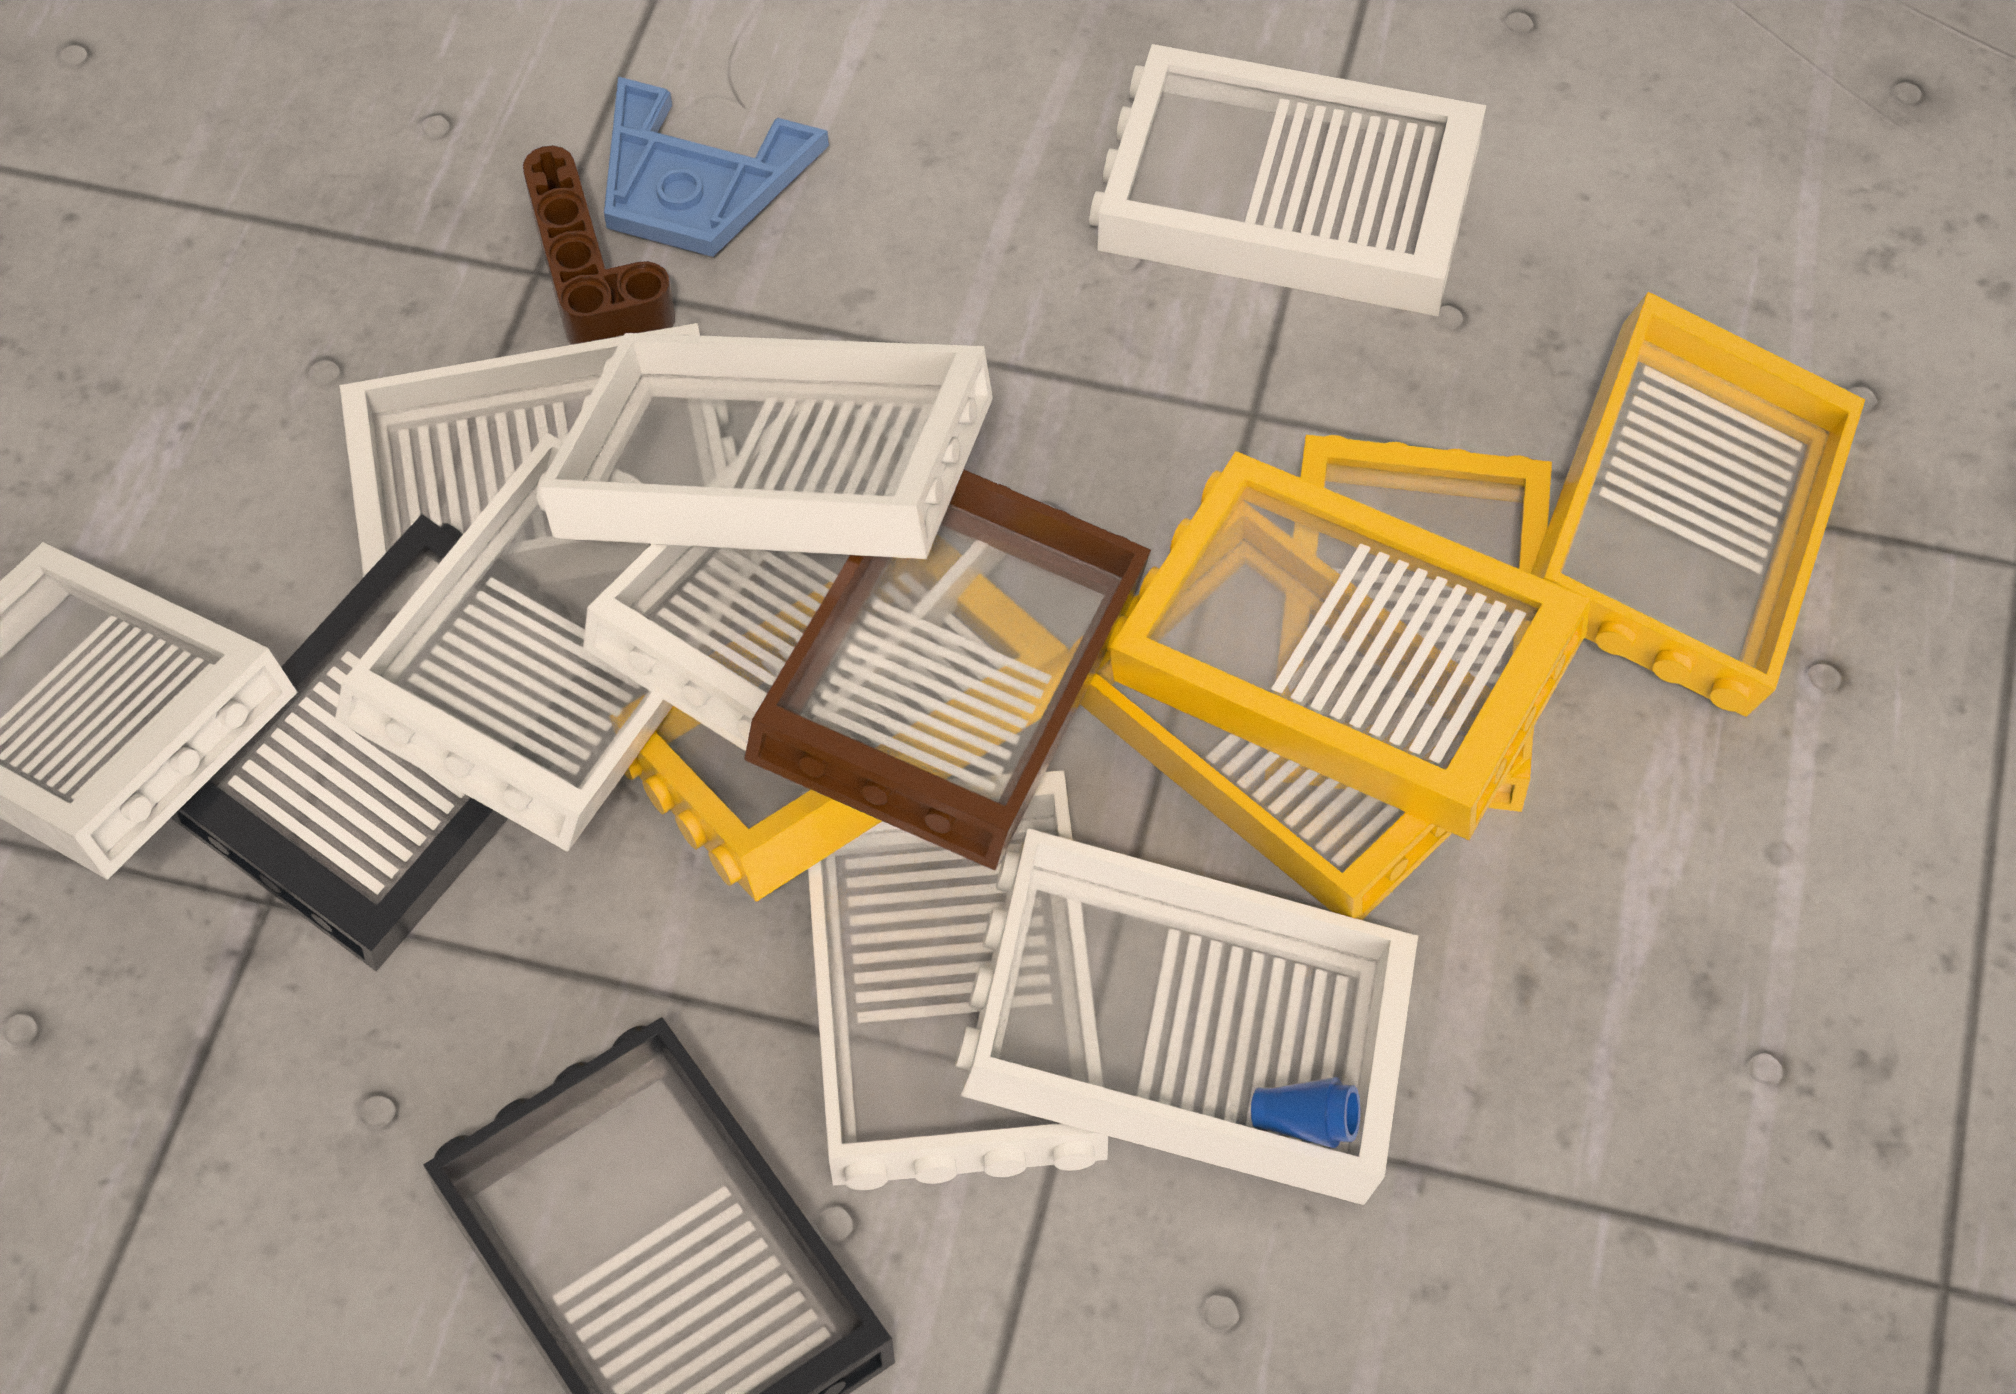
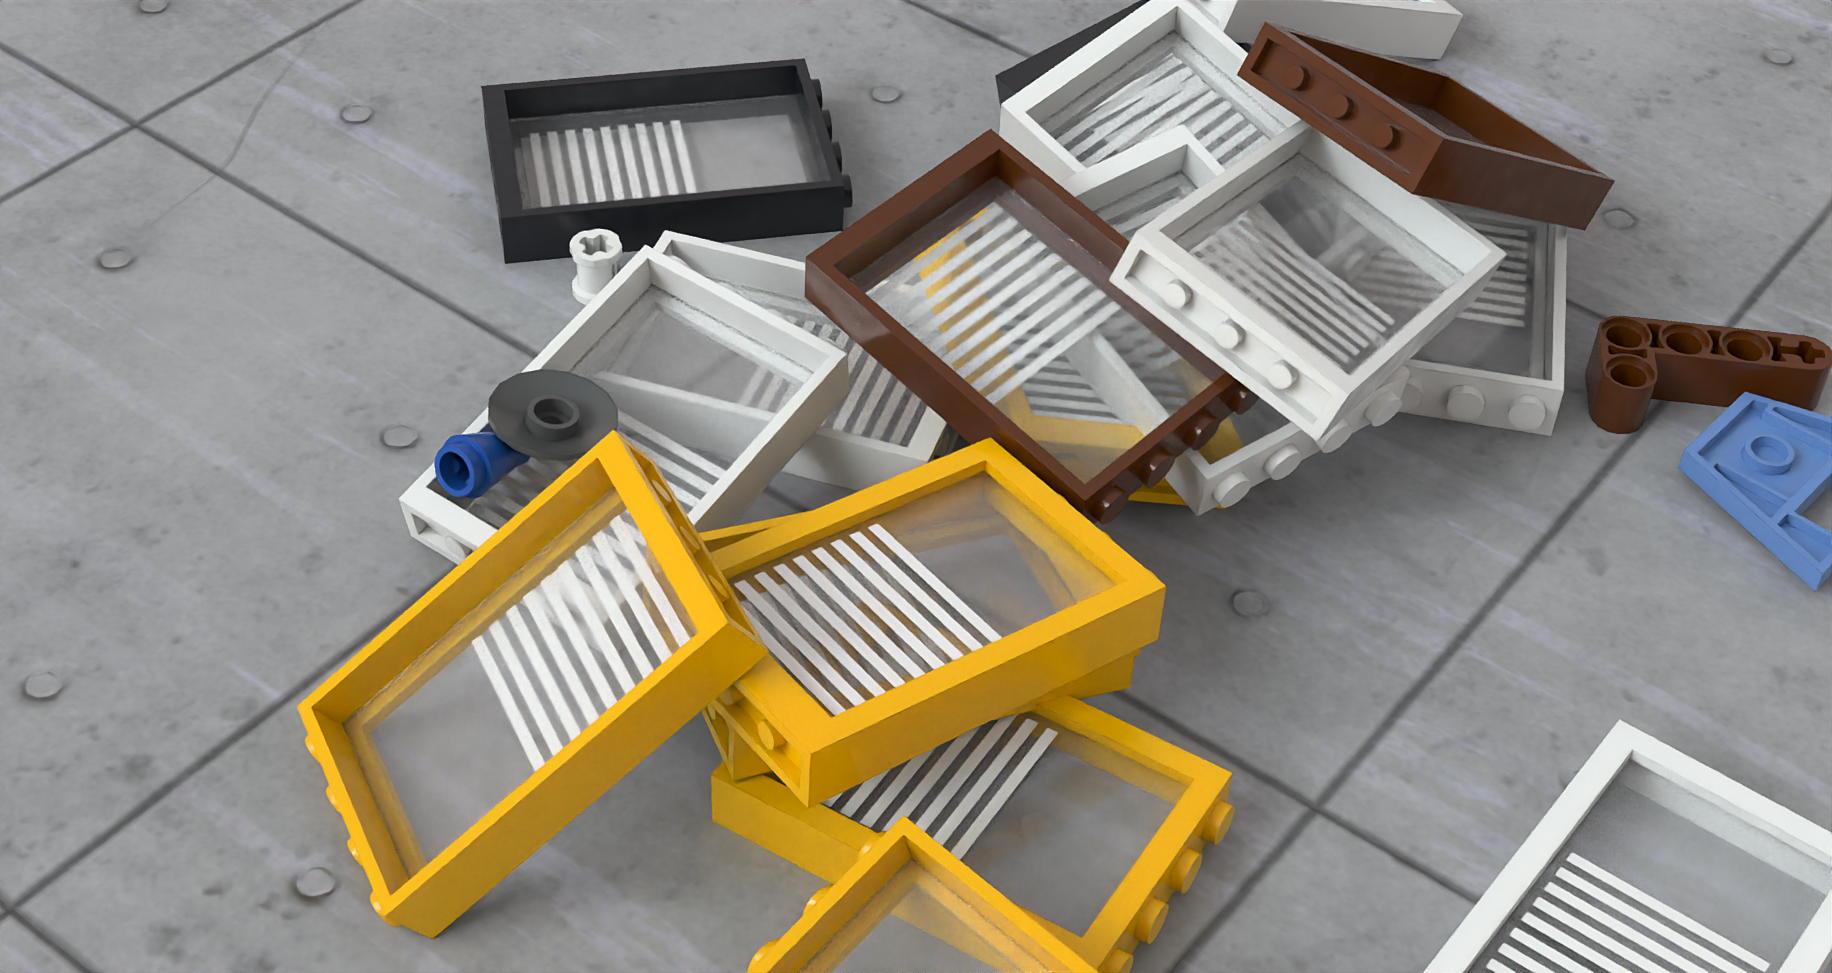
camera: 110 degrees right, 15 degrees down
(467, 424) = (1424, 129): none -> reddish brown window
(873, 1221) = (596, 261): none -> white bush
(1226, 1041) = (551, 414): none -> dark grey dish
(1584, 895) = (525, 686): none -> window

